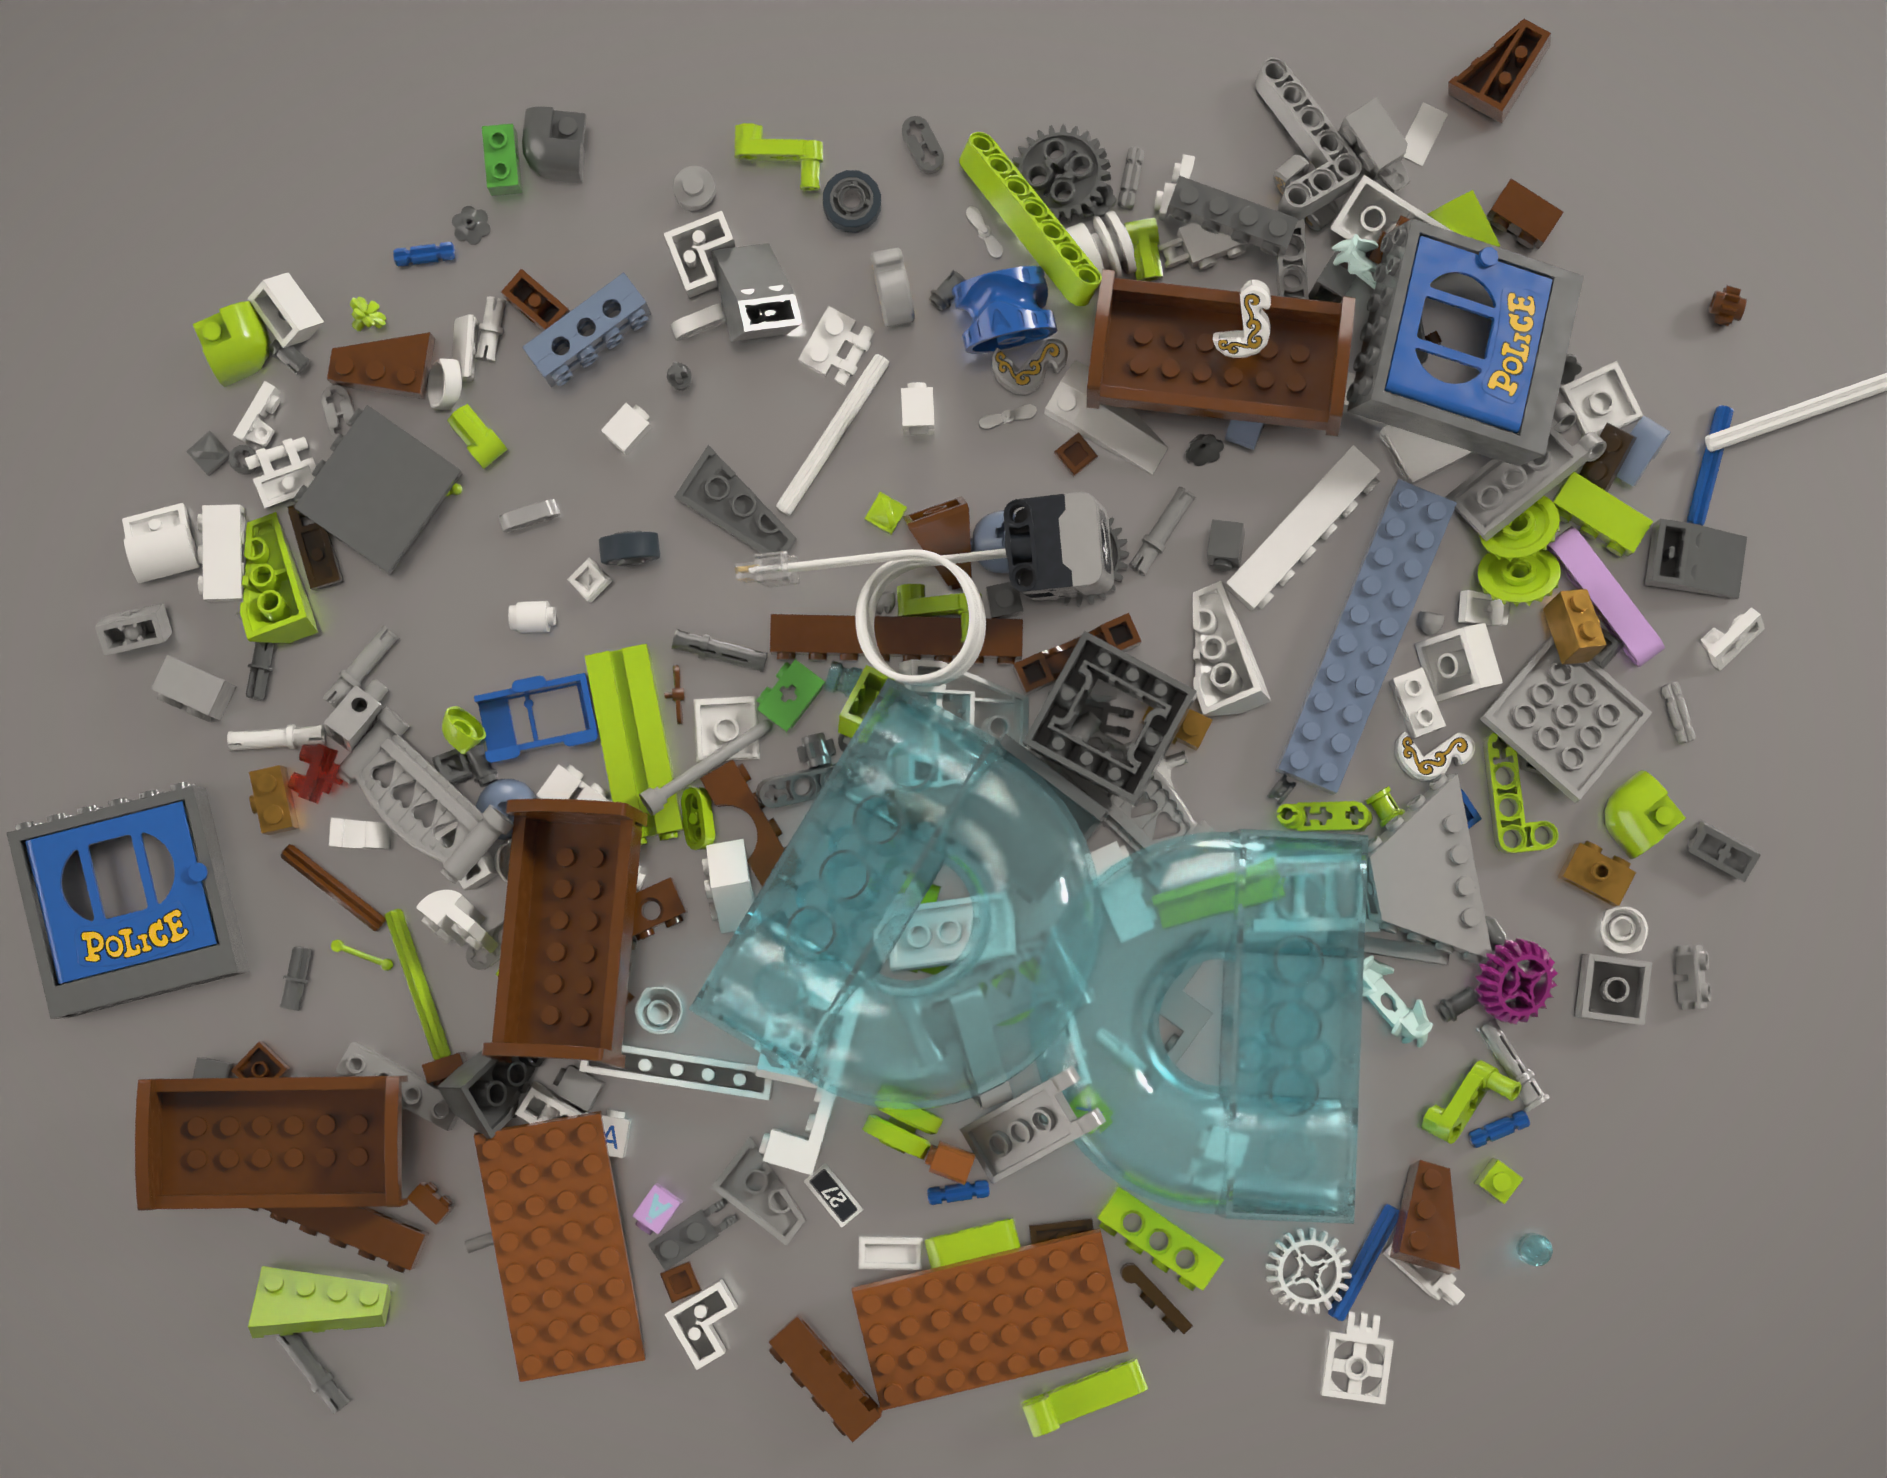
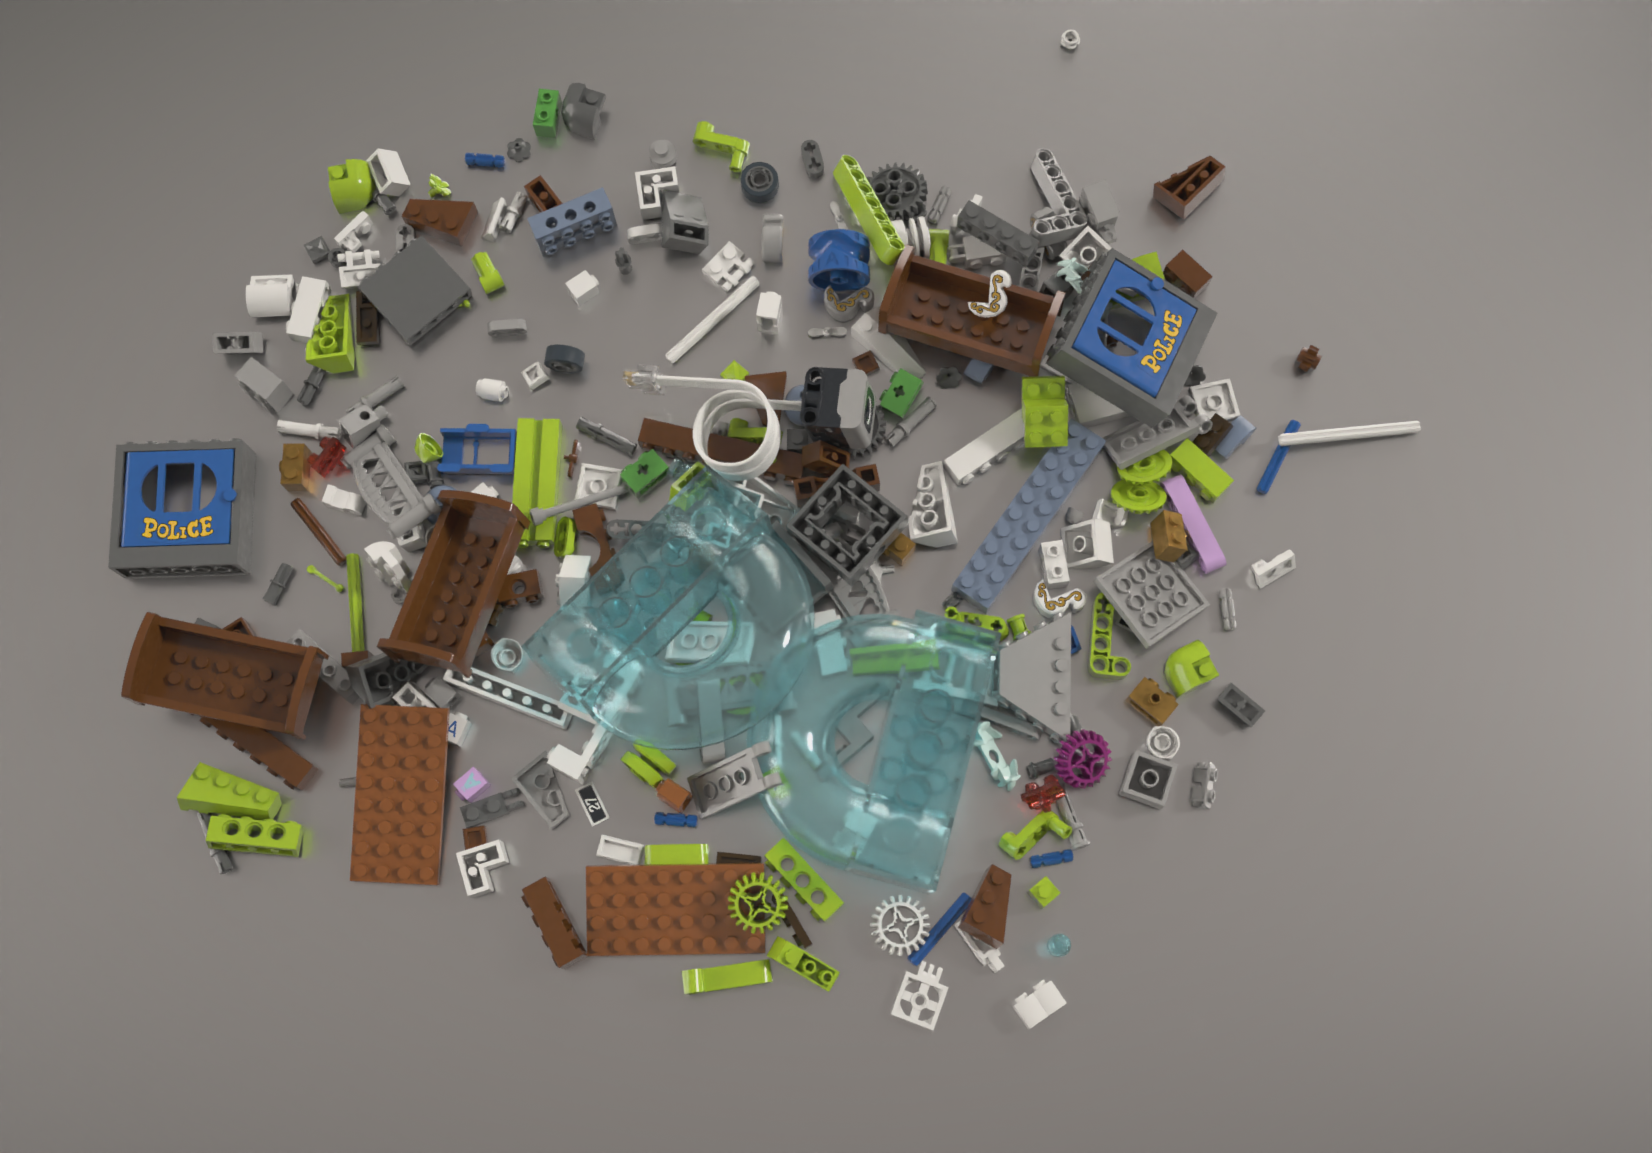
camera: 15 degrees right, 10 degrees down
(355, 1364) = (288, 845): none -> lime brick
(431, 1202) = (322, 745): reddish brown piece -> none
(444, 384) = (475, 237): white hat -> none
(726, 501) = (633, 343): dark grey wing -> none
(816, 750) = (650, 509): dark grey gear -> none
(943, 295) = (802, 250): dark grey pin -> none
(1053, 620) = (824, 458): none -> reddish brown brick
(1118, 1293) = (748, 897): none -> lime gear
(1141, 510) = (911, 387): none -> bright green brick
(1184, 1353) = (803, 963): none -> lime slope
(1225, 544) = (949, 437): dark grey brick -> none
(1359, 482) = (1044, 411): none -> lime bracket
(1424, 133) = (1131, 217): white sticker -> none
(1471, 1047) = (1043, 796): none -> clear red hips
(1523, 1336) = (1038, 1004): none -> white brick
(1695, 559) = (1258, 511): dark grey slope -> none

